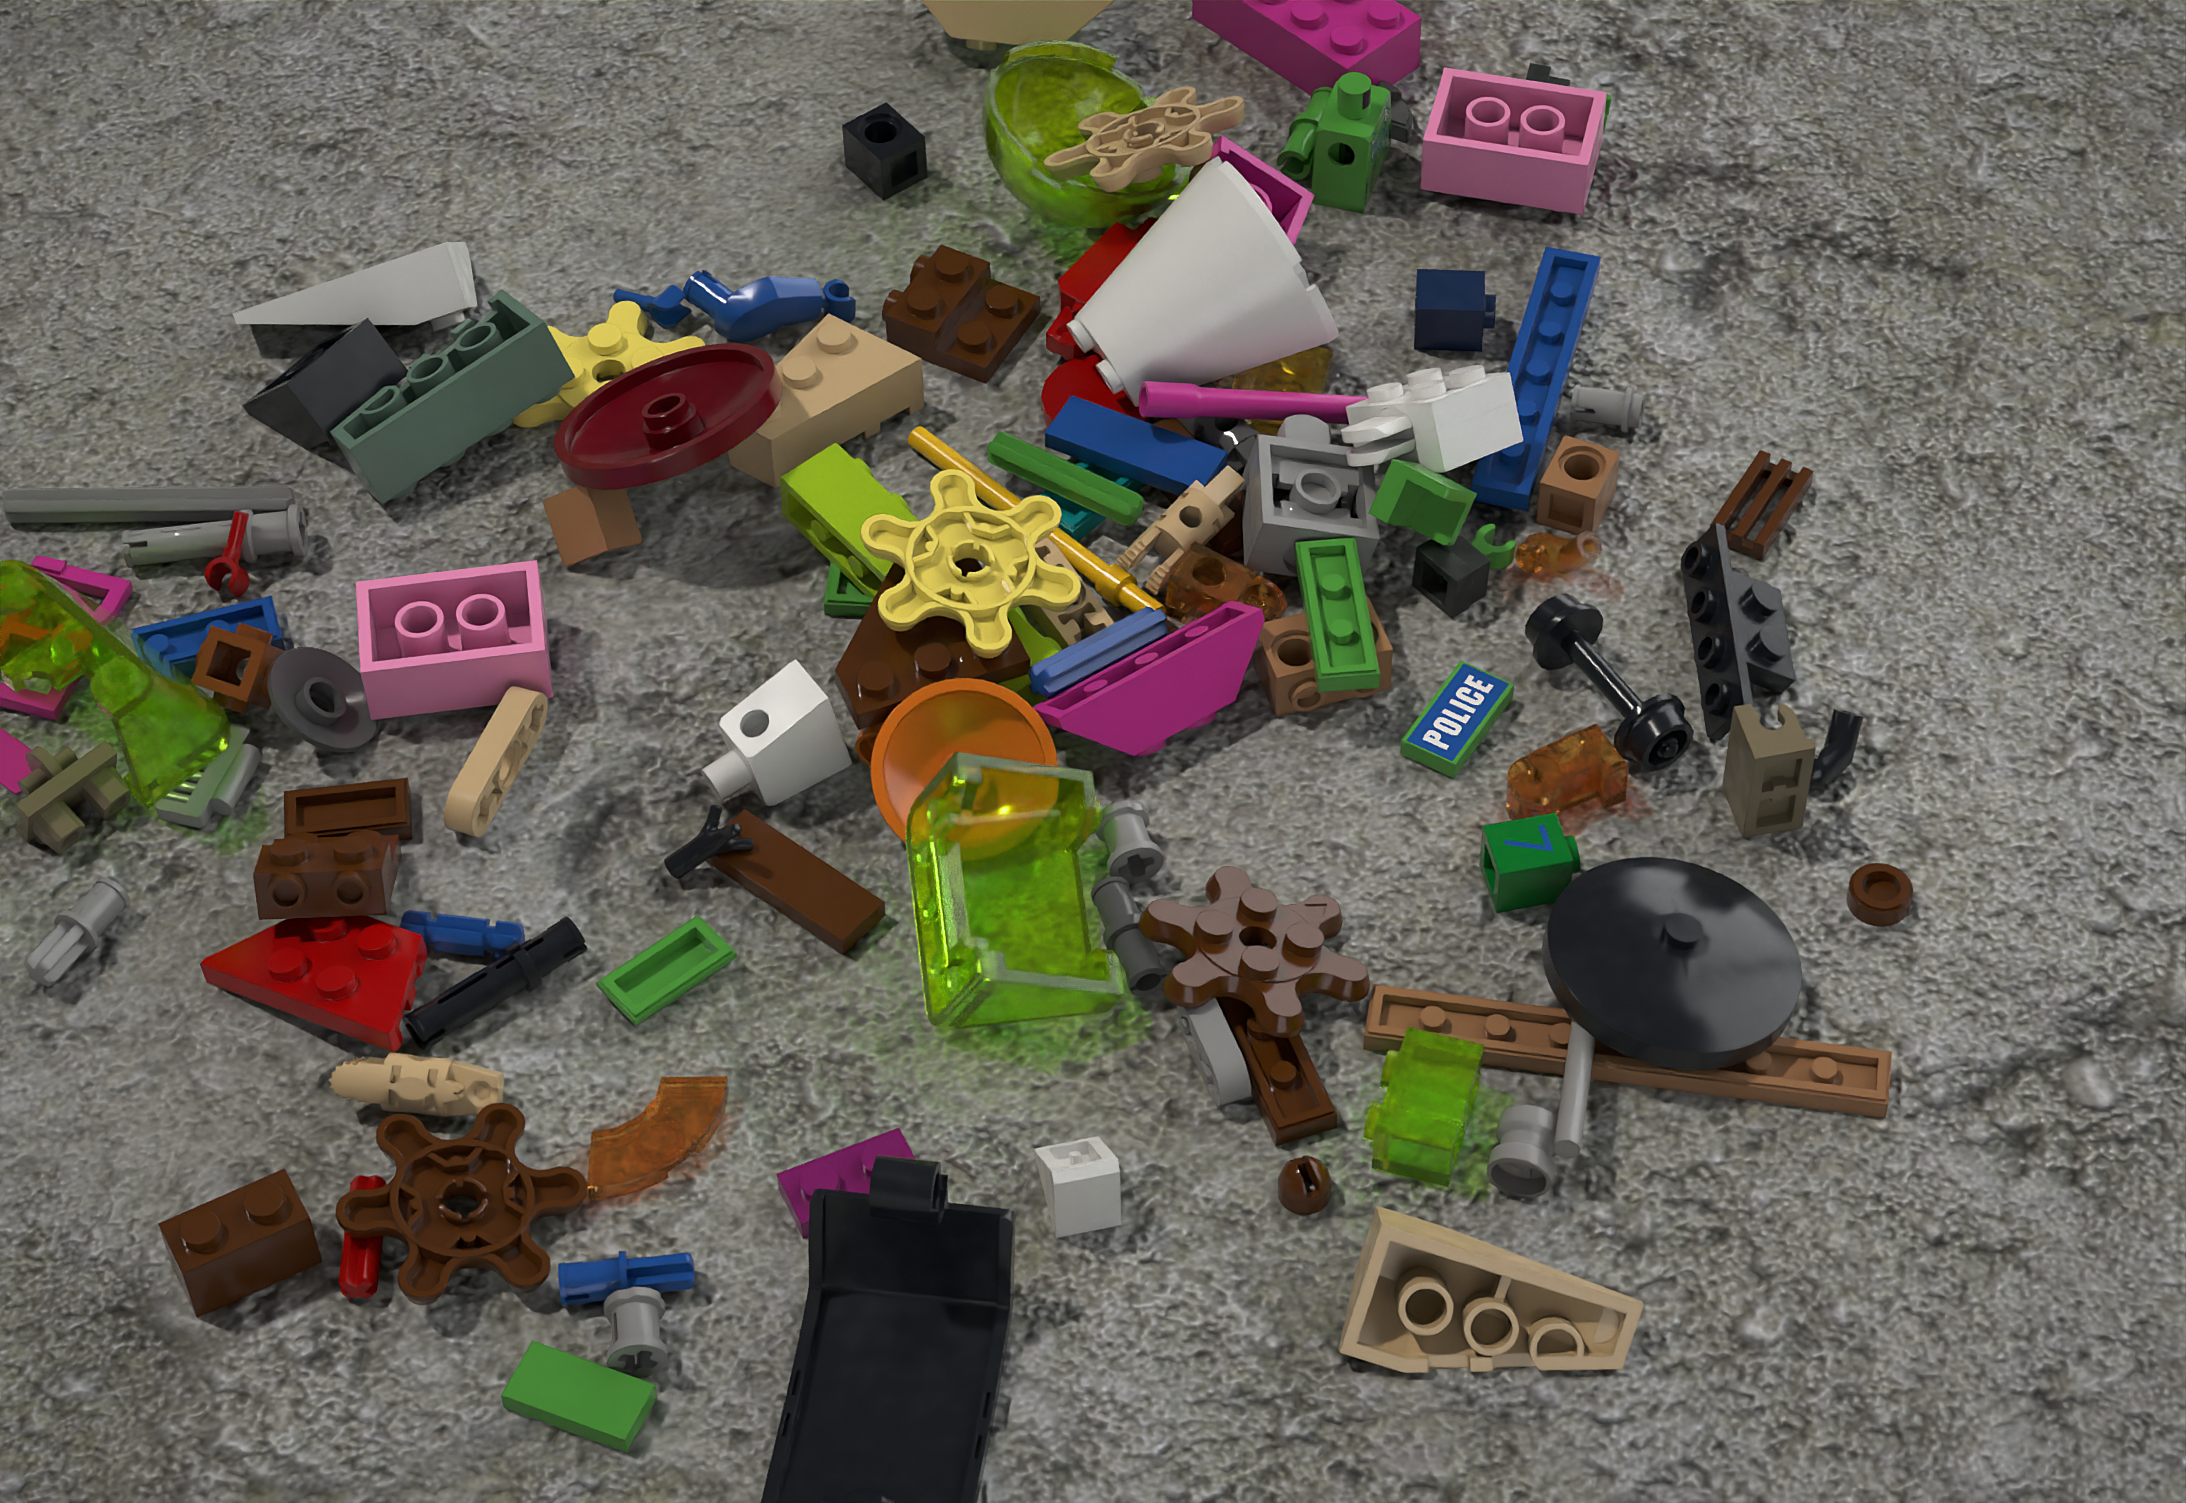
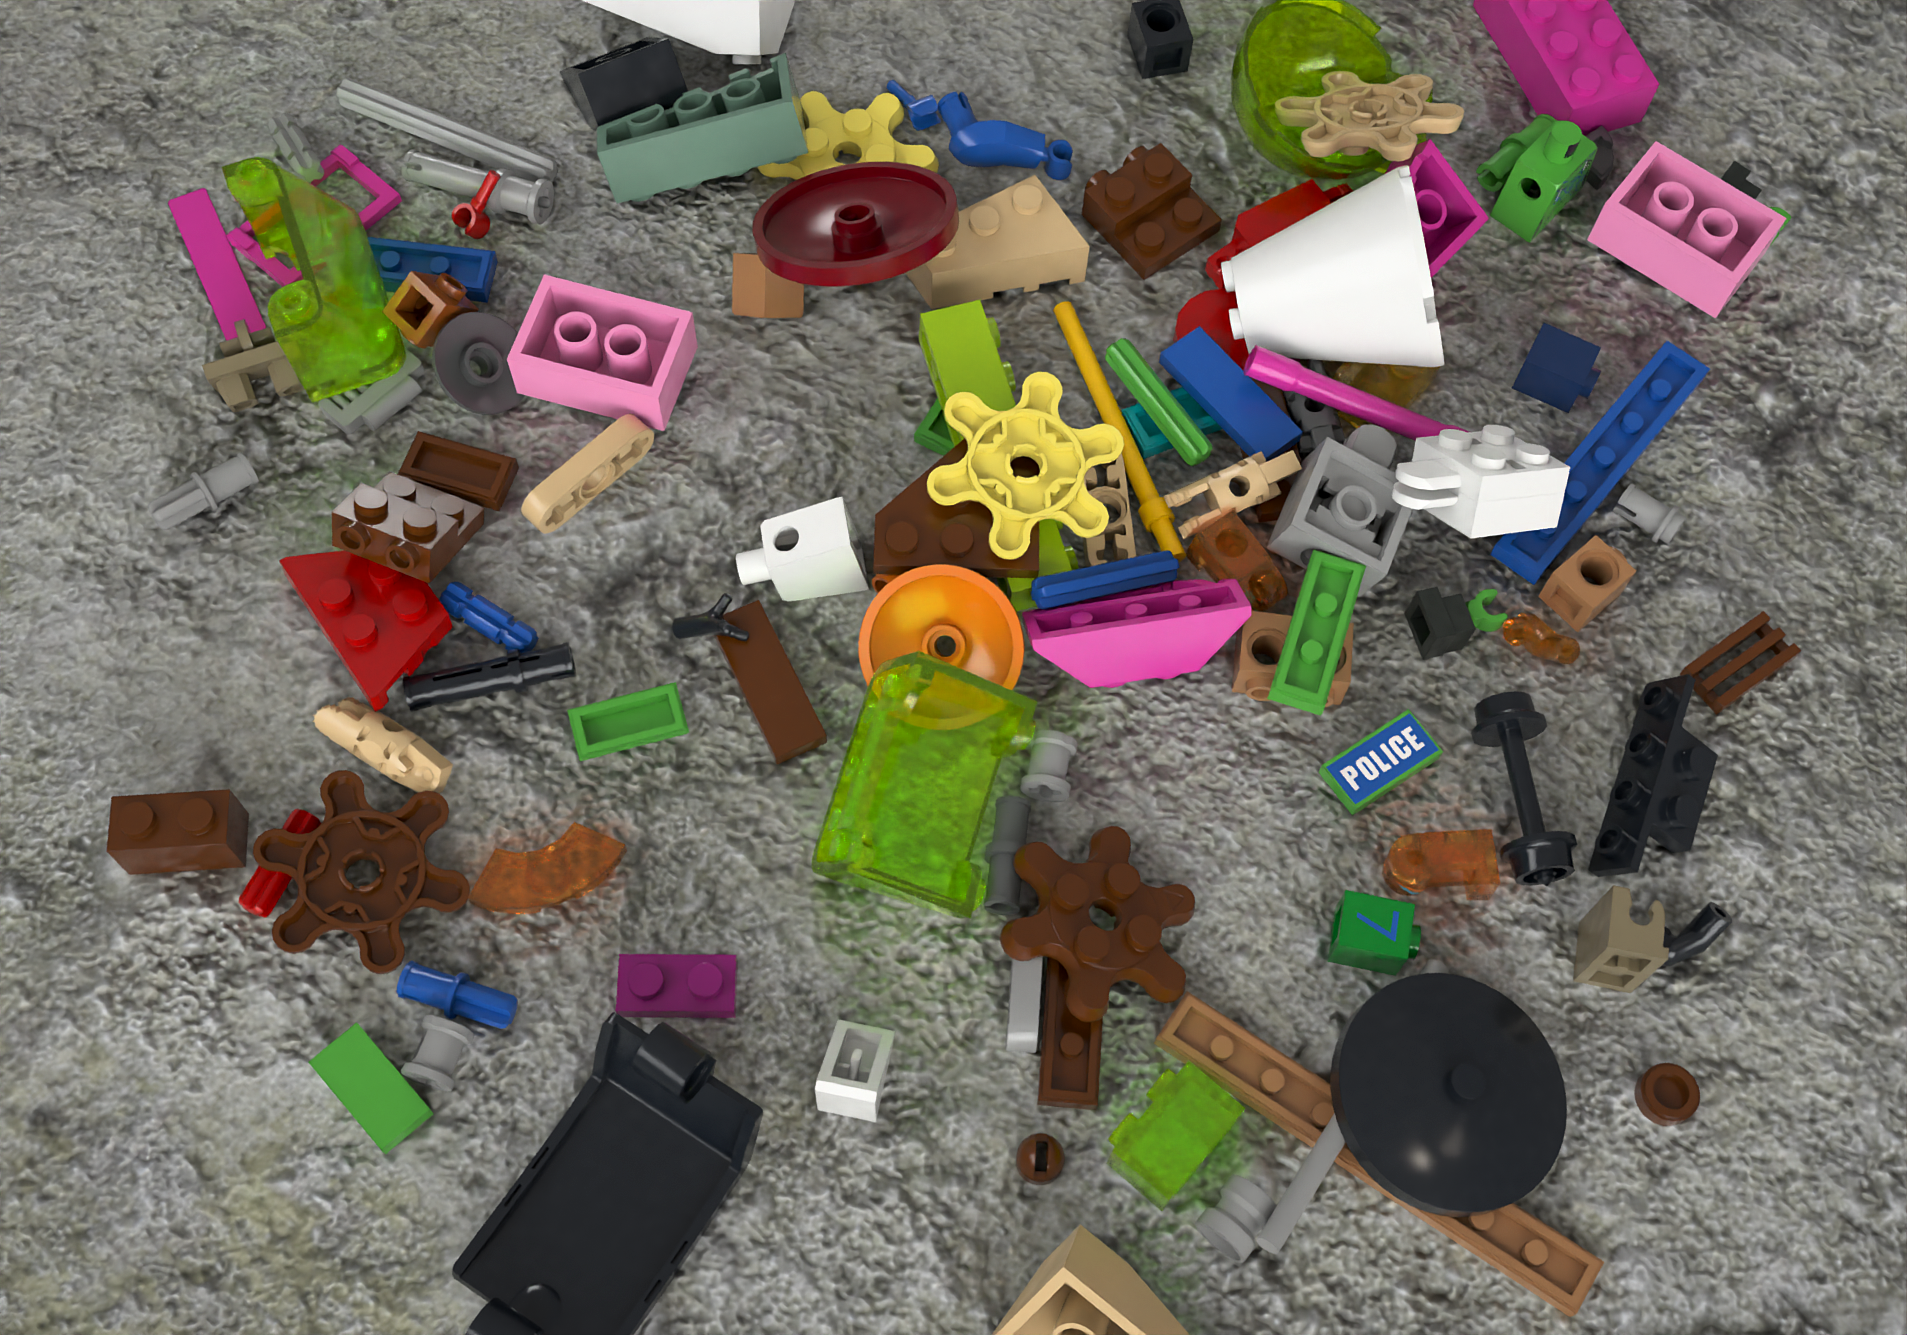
camera: 20 degrees right, 15 degrees up
(1423, 501) = (1441, 554): bright green panel -> none

